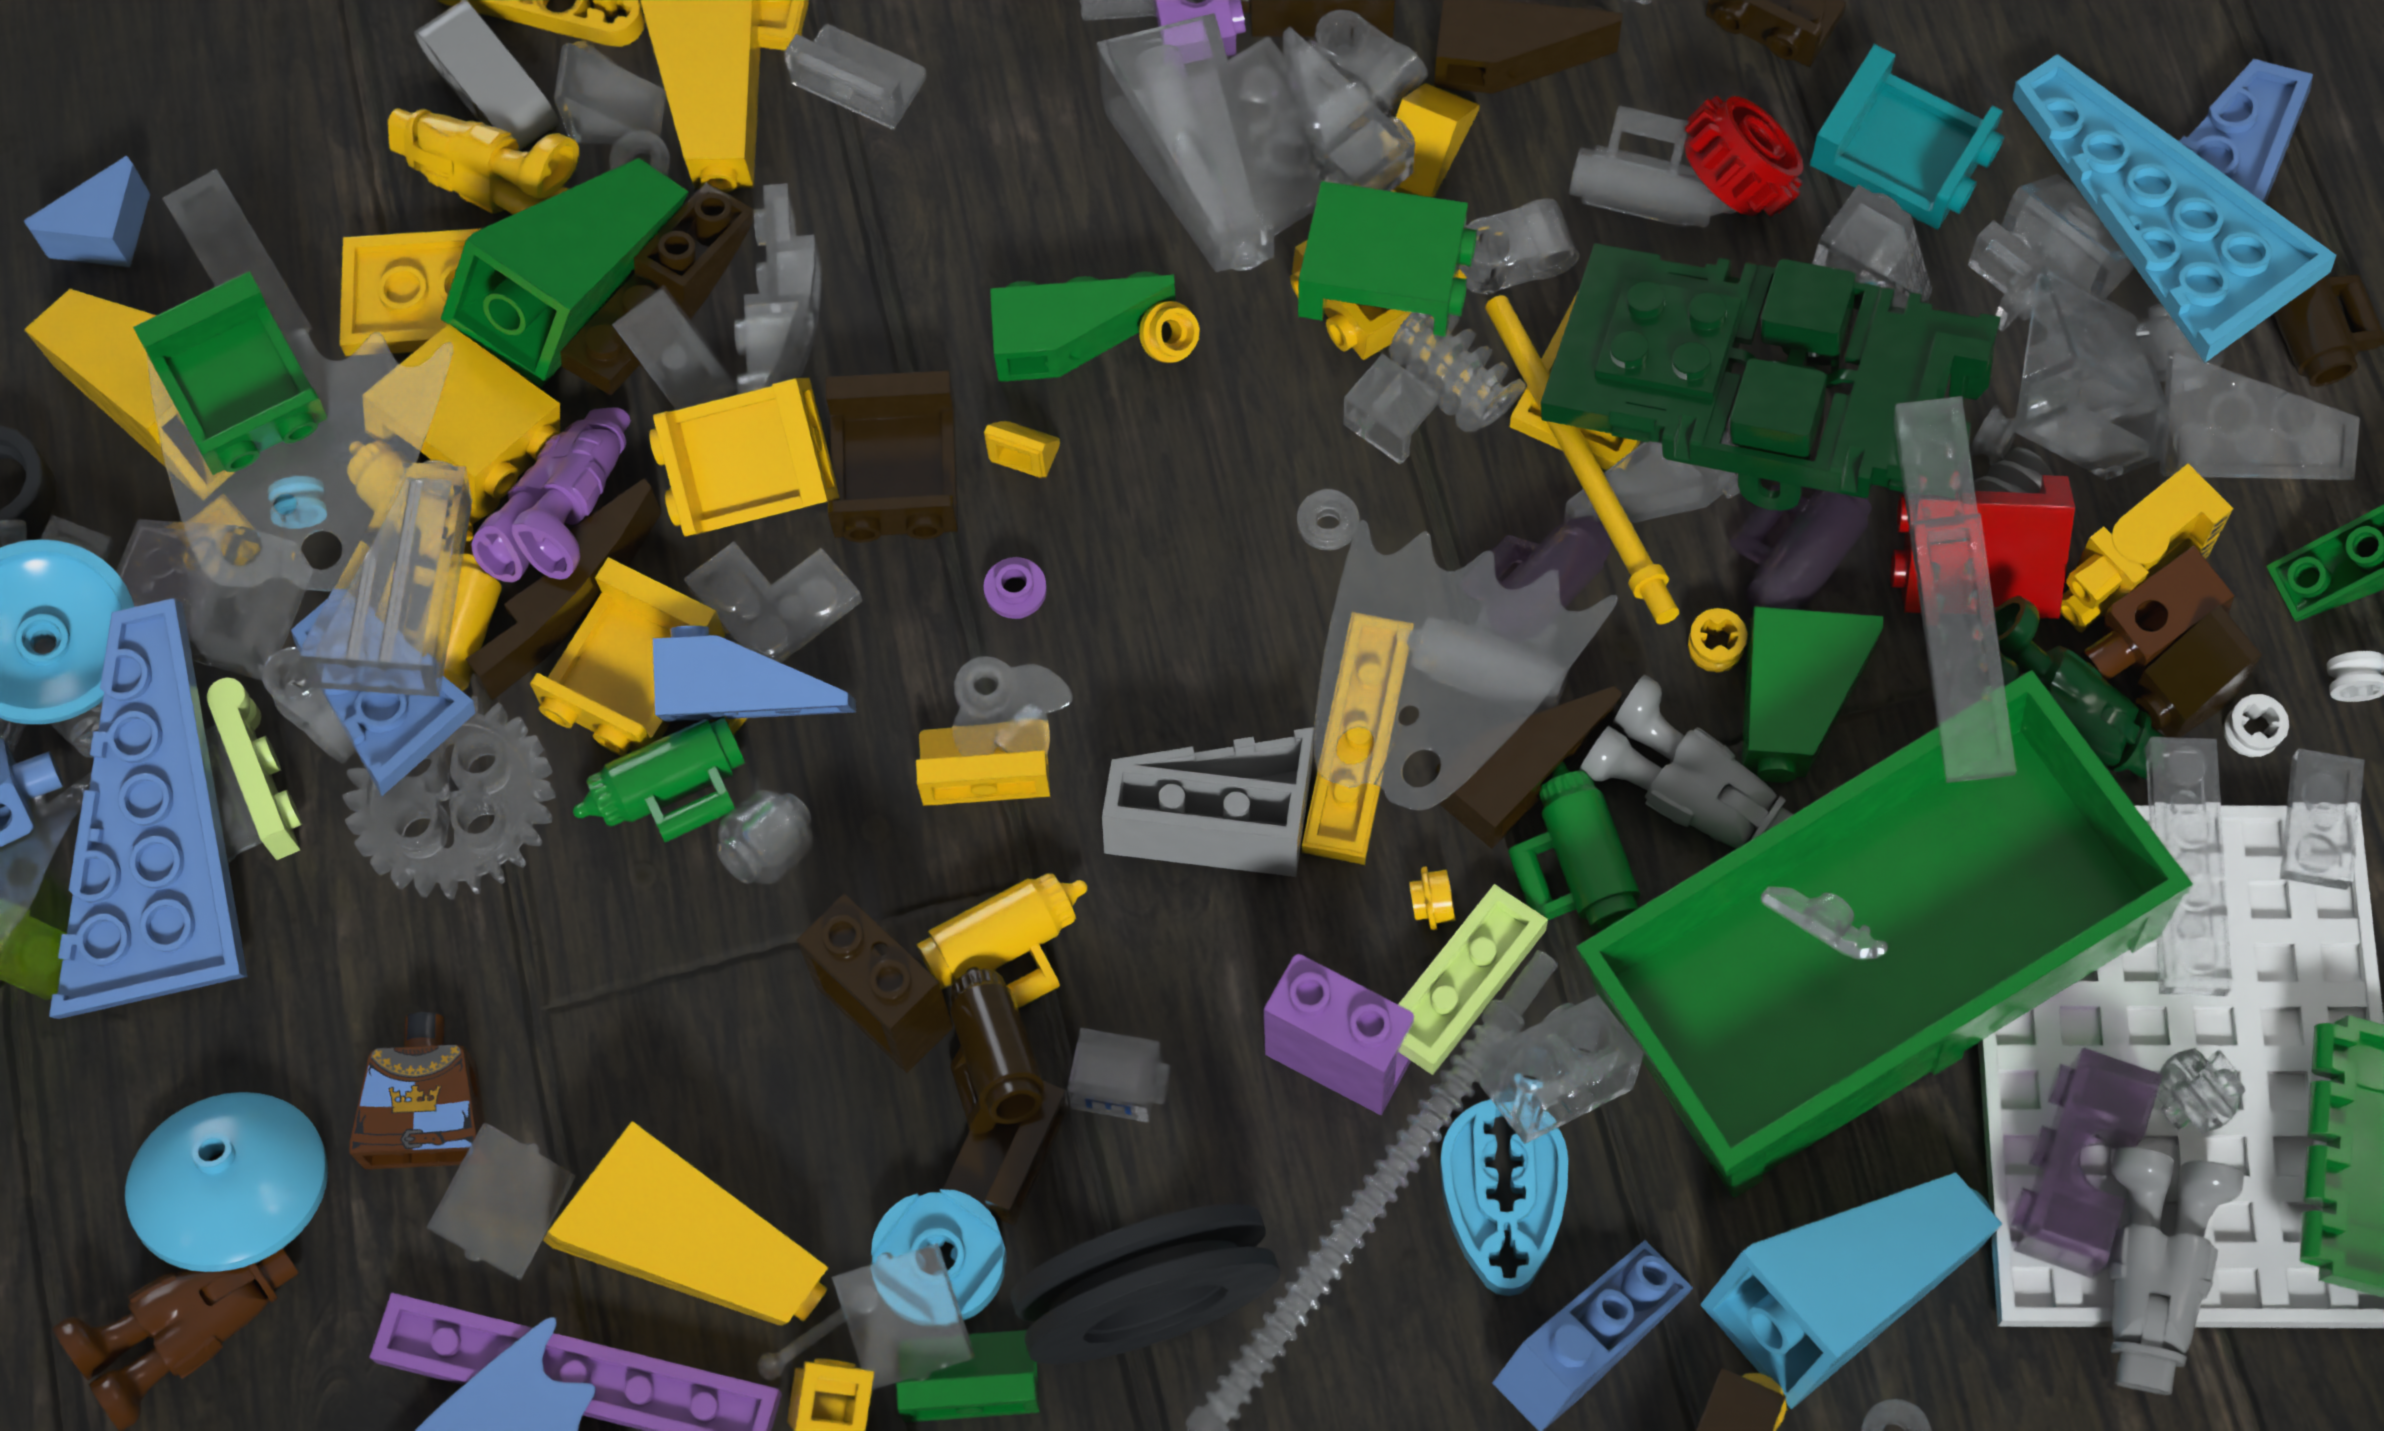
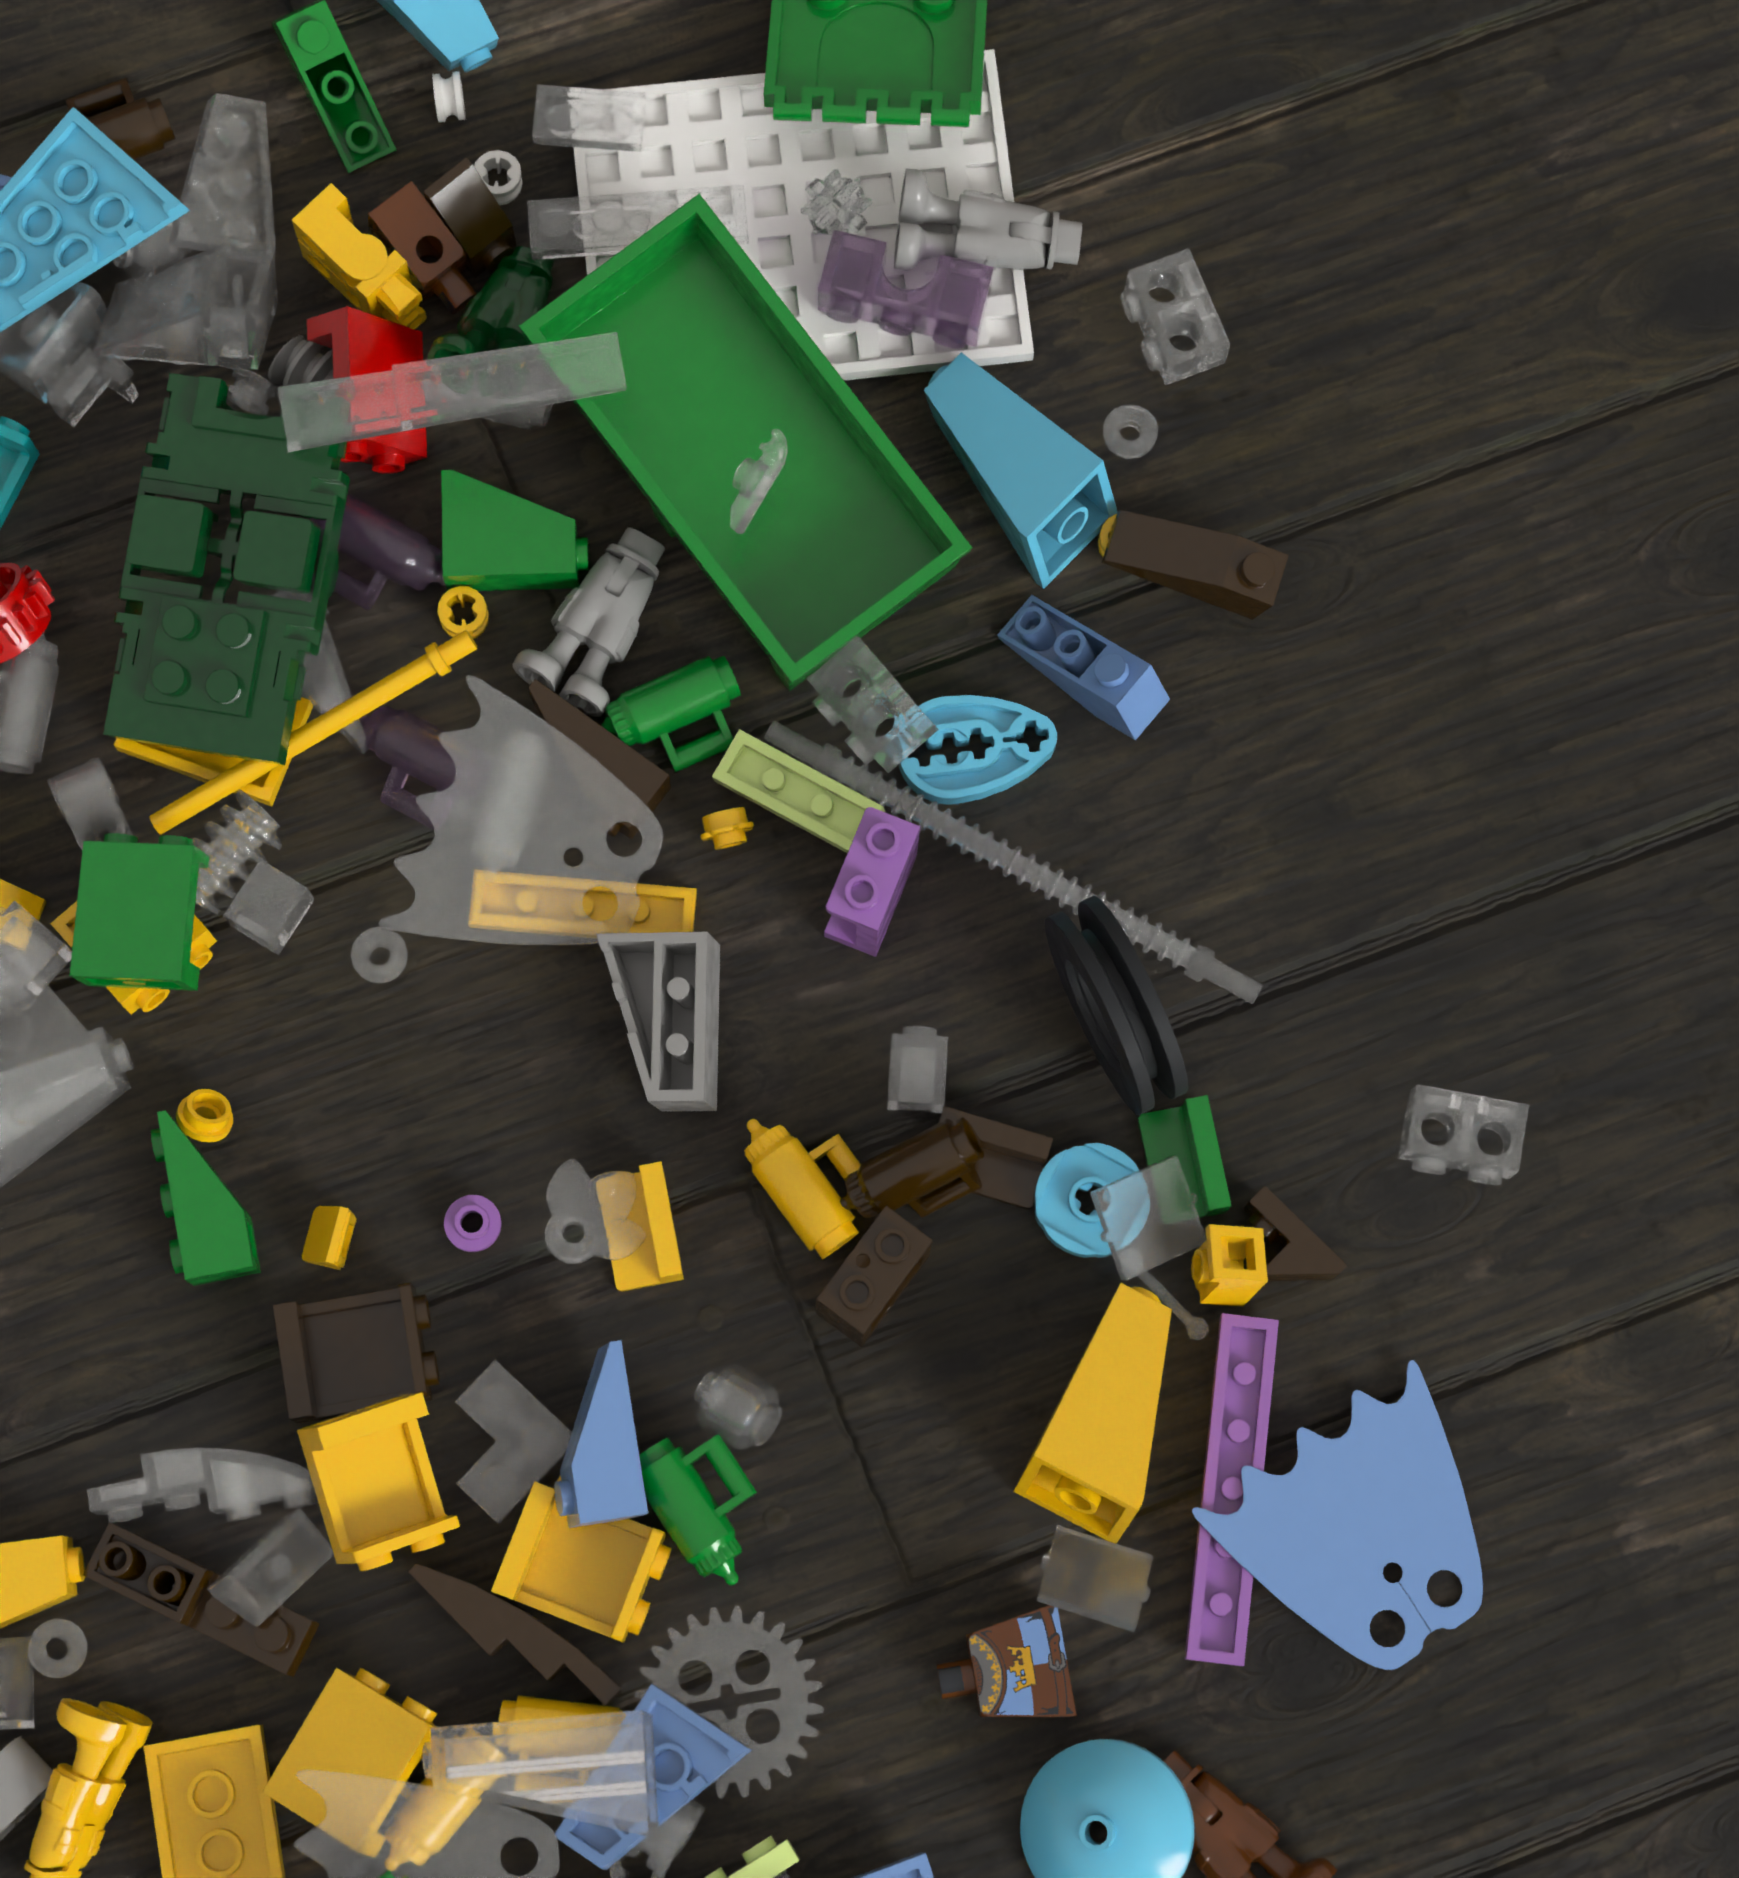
camera: 105 degrees left, 10 degrees up
(552, 492) = (426, 1649): medium lavender piece -> none
(553, 266) = (208, 1688): green slope -> none
(1877, 244) = (78, 498): clear slope -> none

